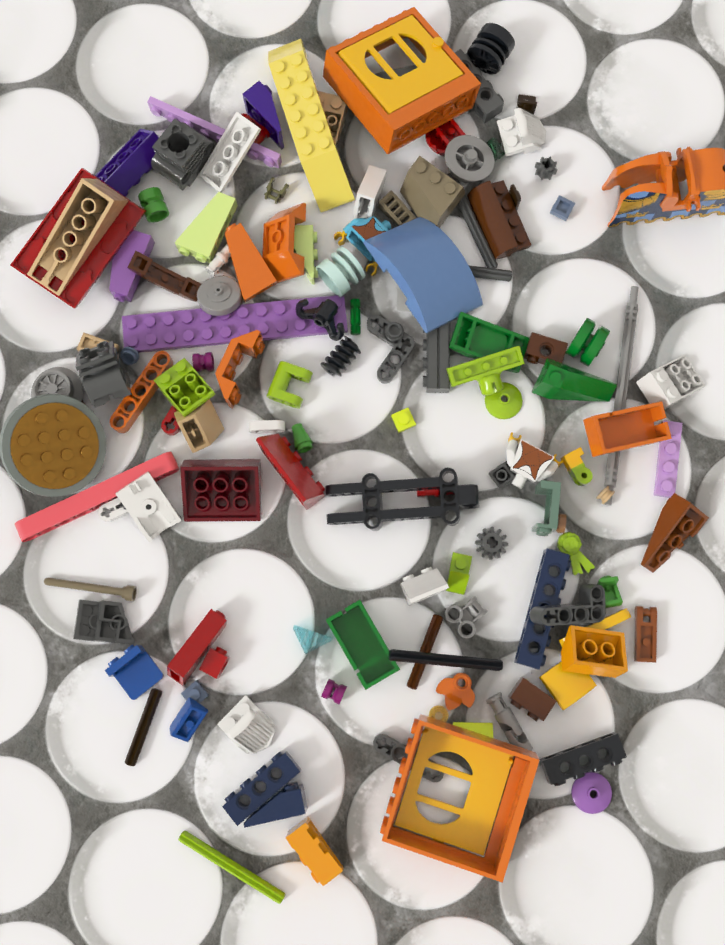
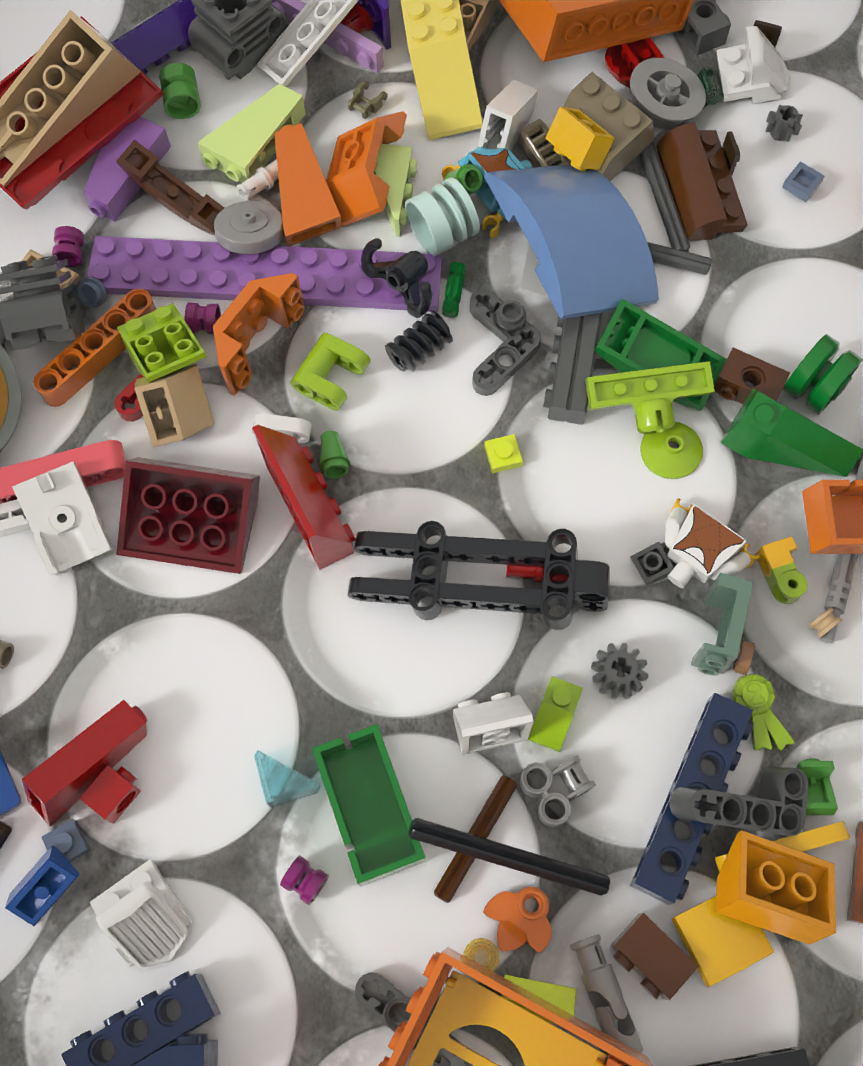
camera: 10 degrees right, 10 degrees down
(106, 326) = (68, 245): none -> magenta wheel
(351, 243) = (468, 176): none -> bright green cone
(418, 204) = (579, 139): none -> yellow brick

